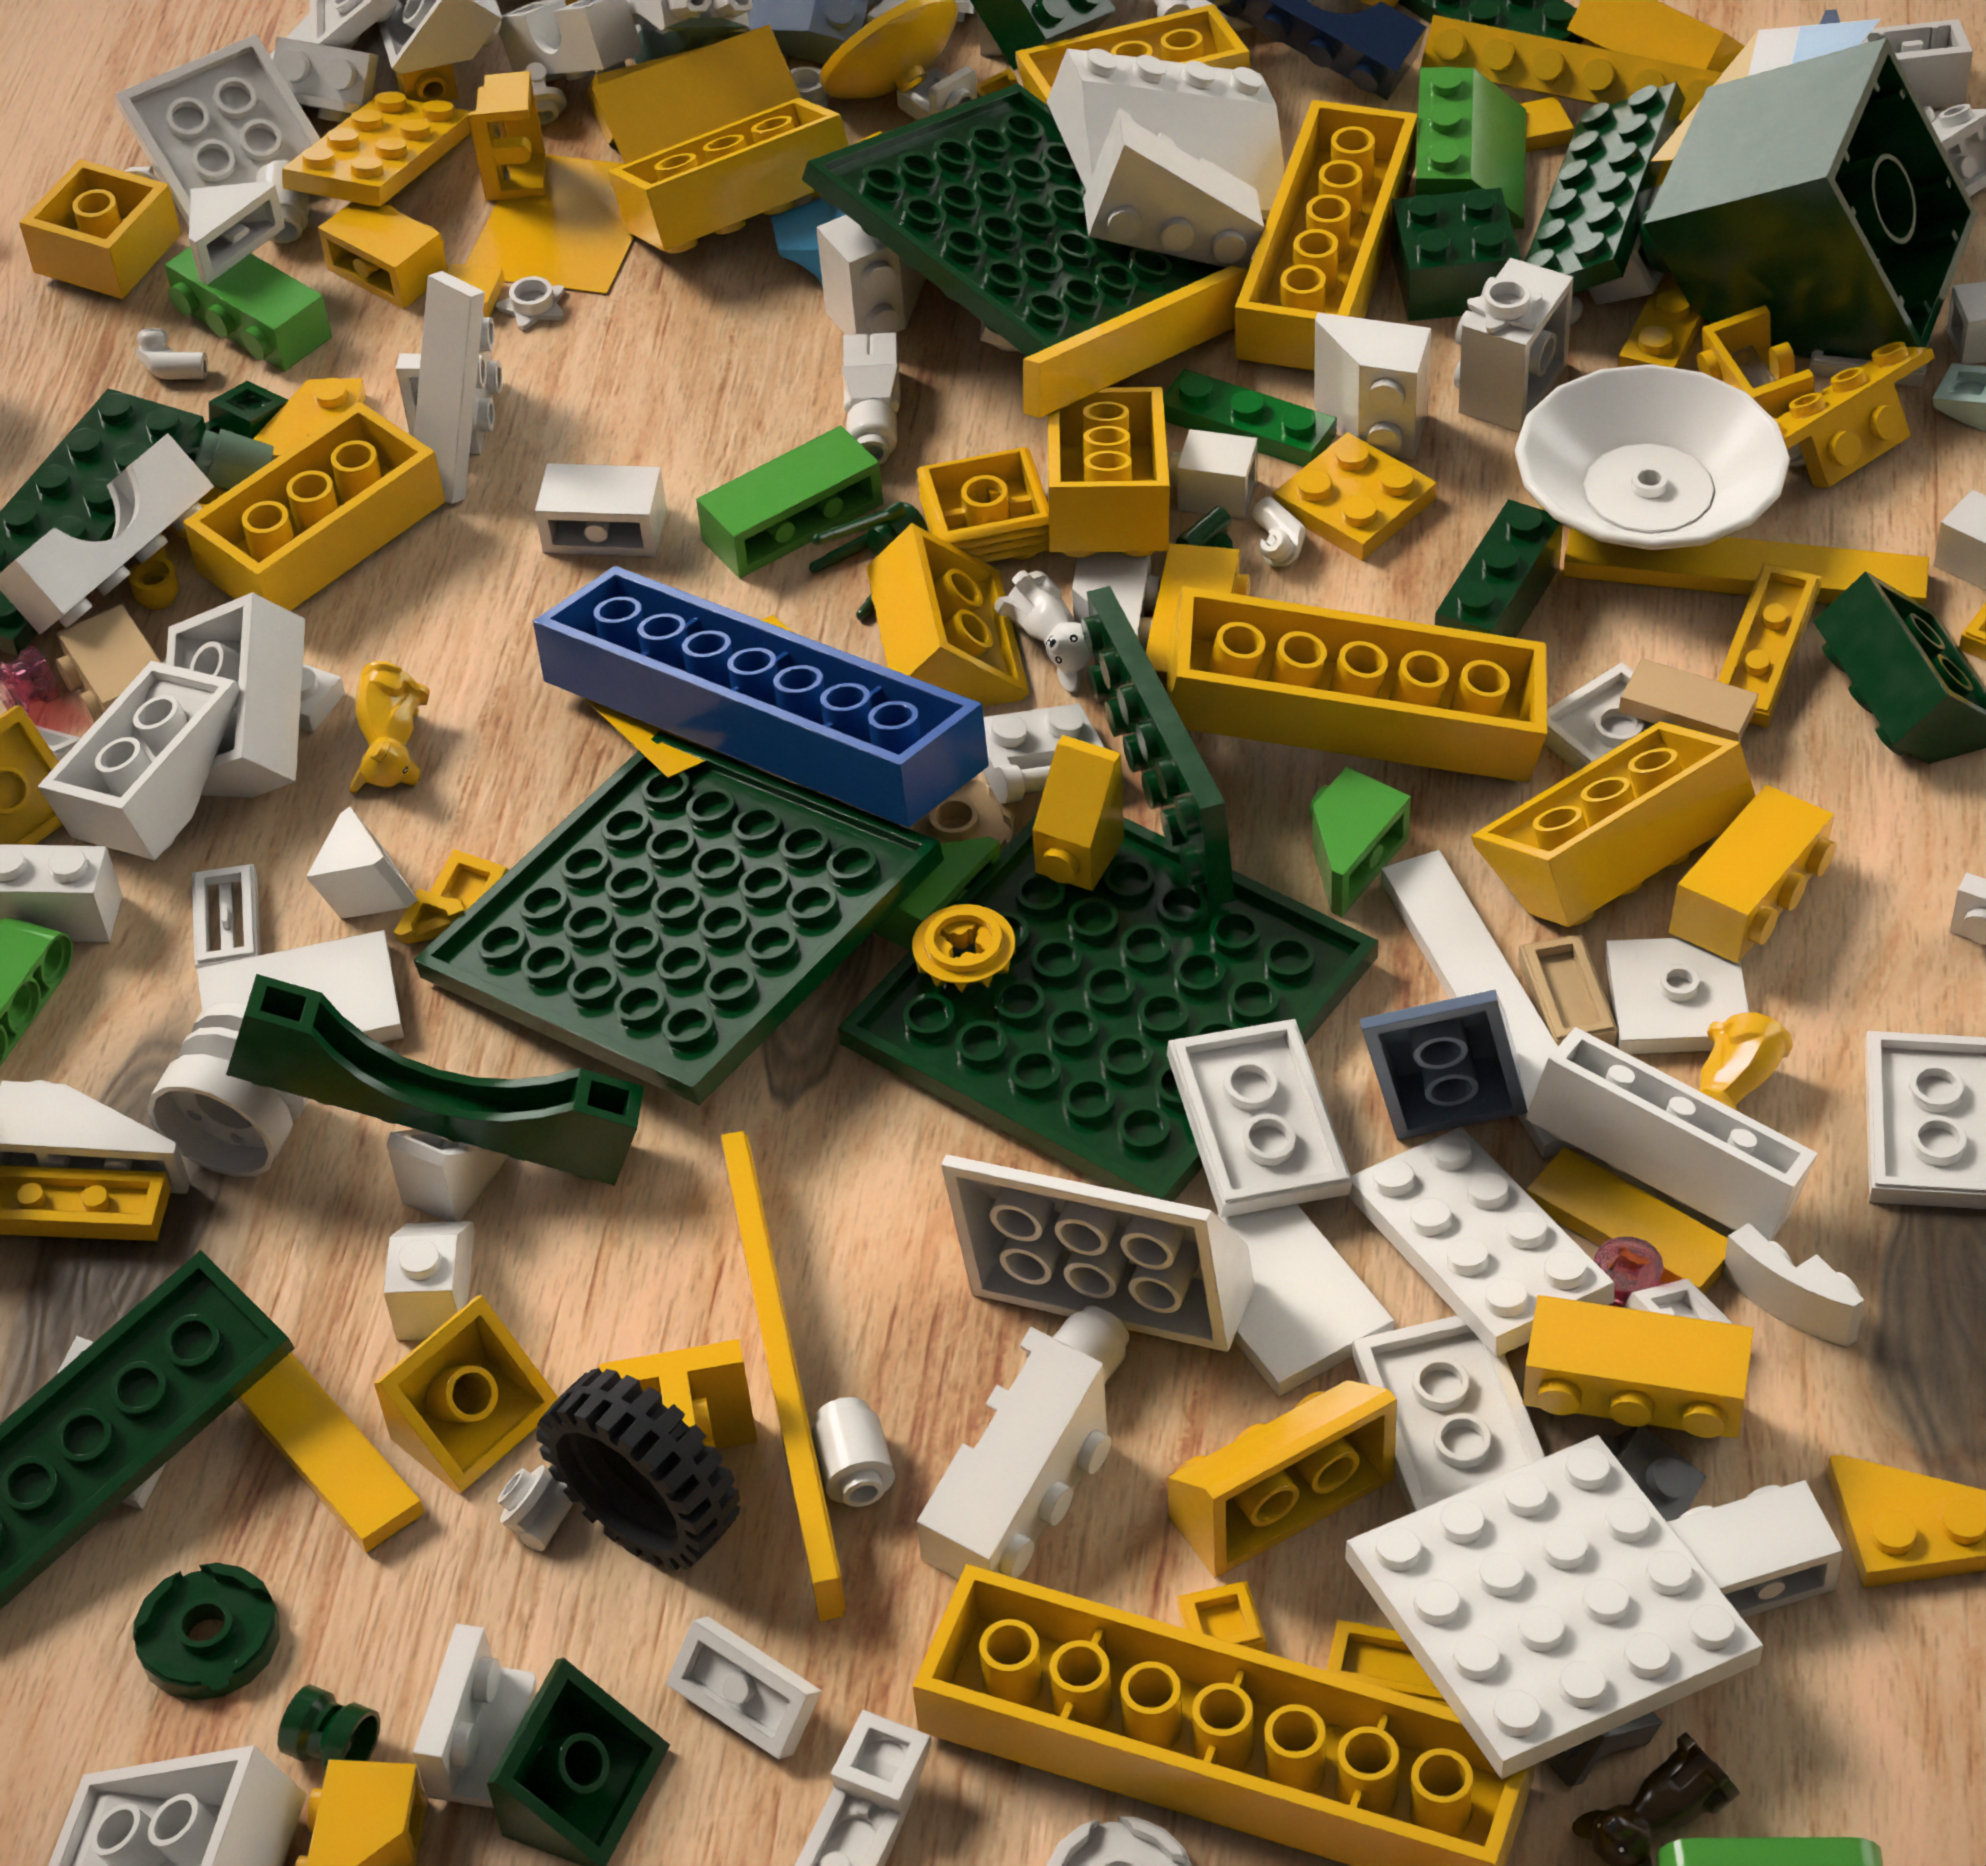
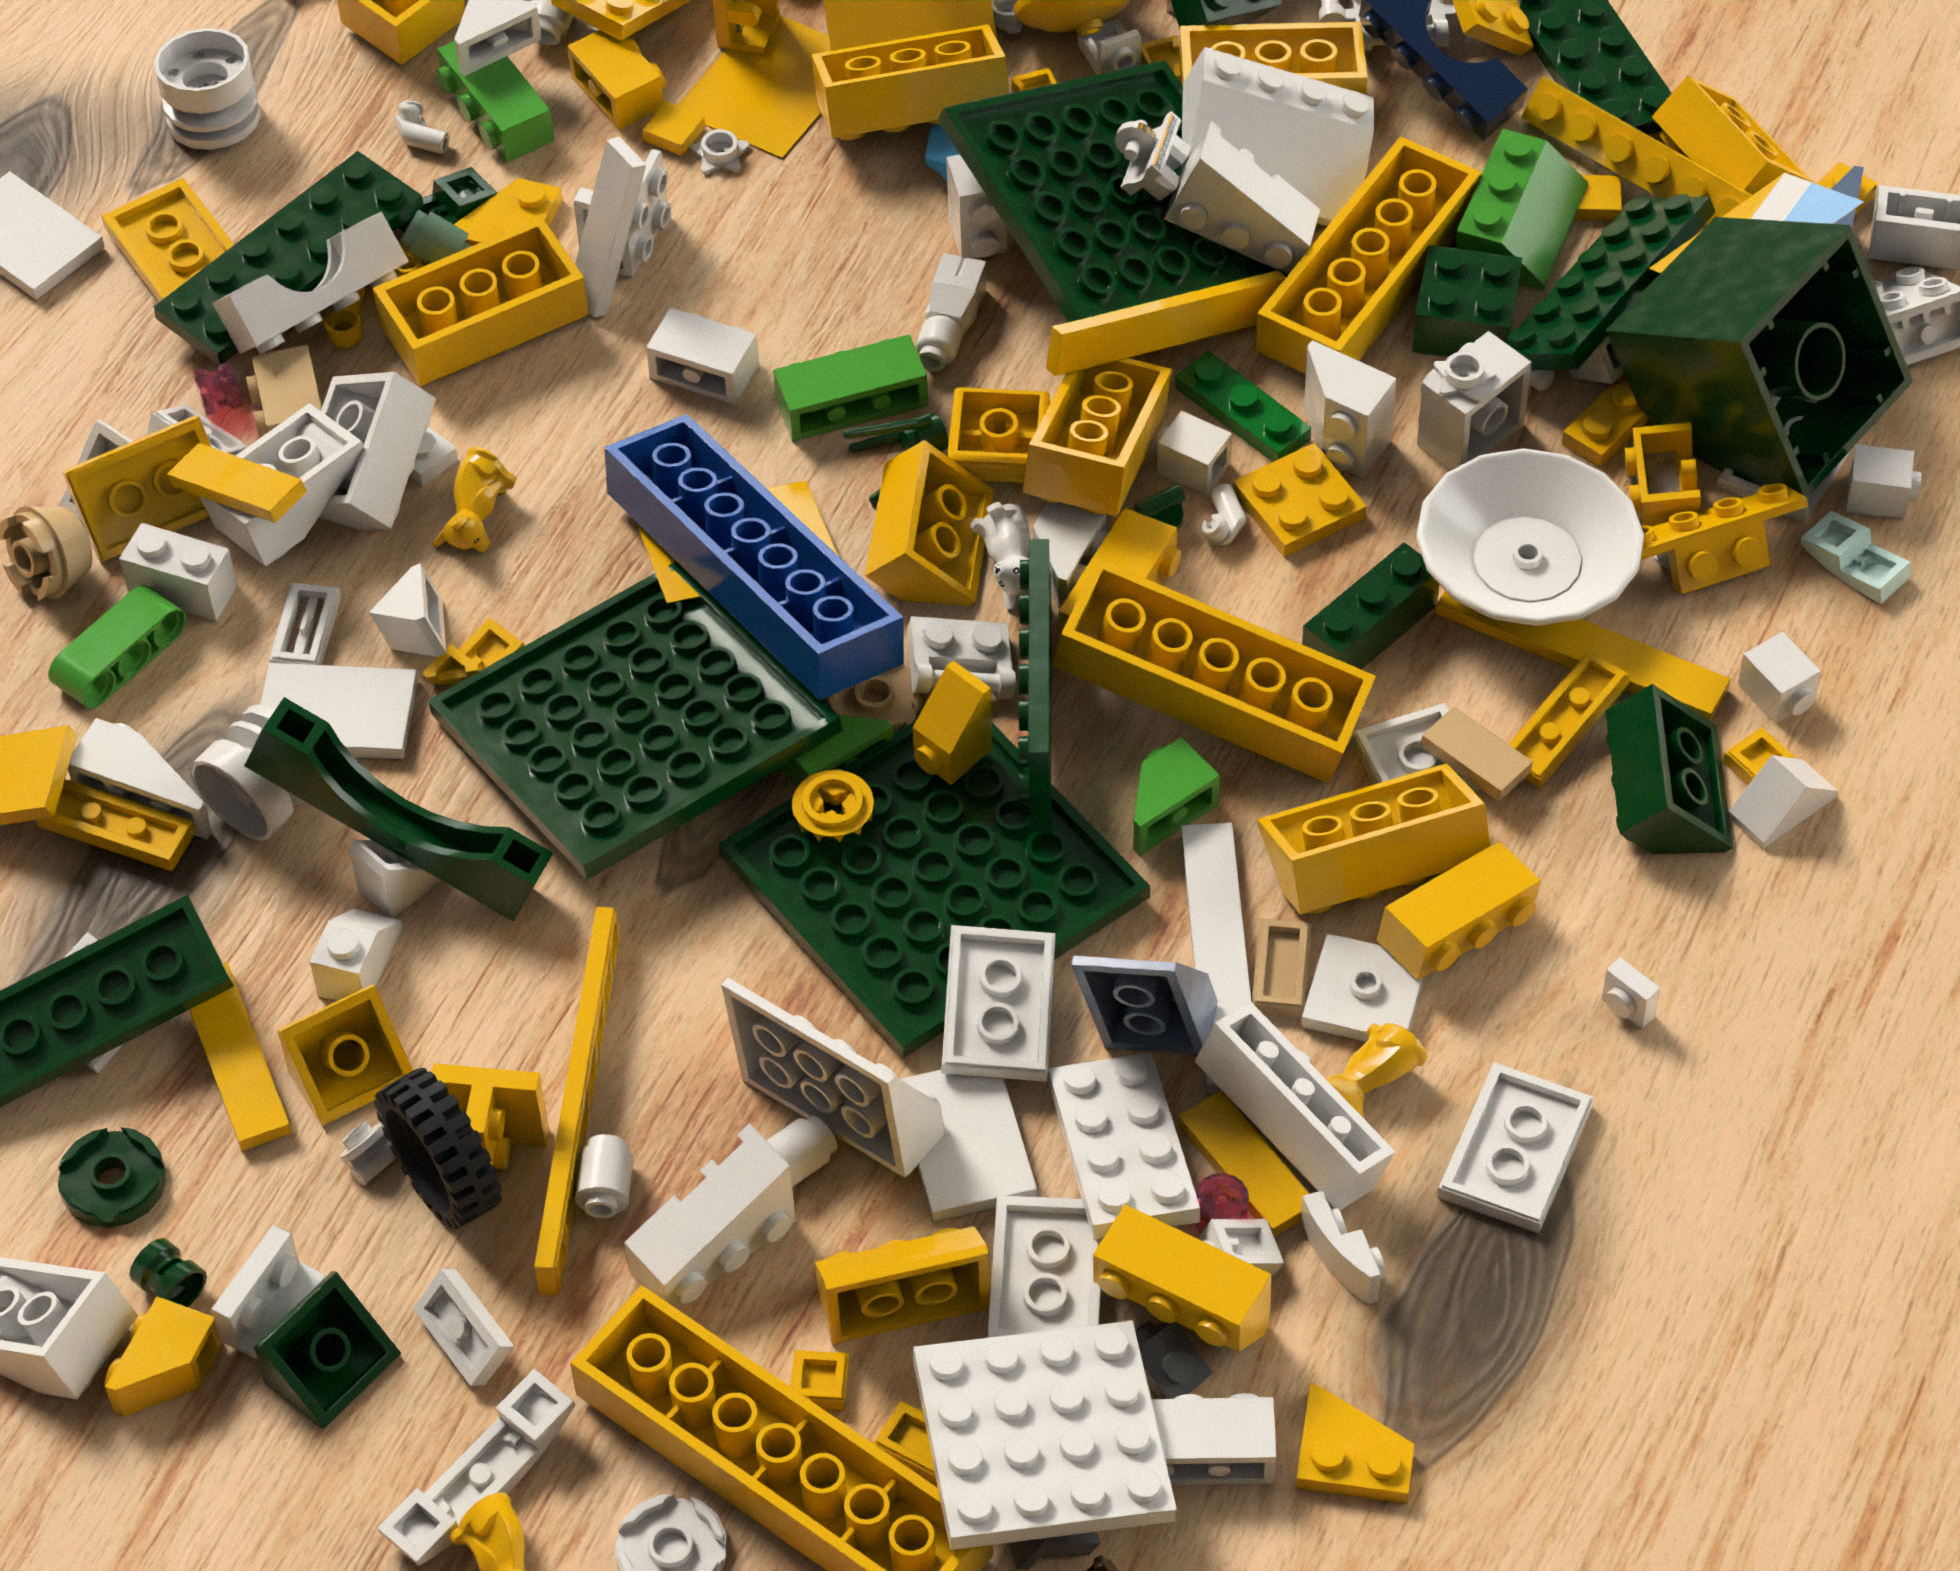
camera: 15 degrees right, 5 degrees up
(94, 765) = (237, 482): none -> yellow tile
(1053, 170) = (1152, 156): none -> white hips

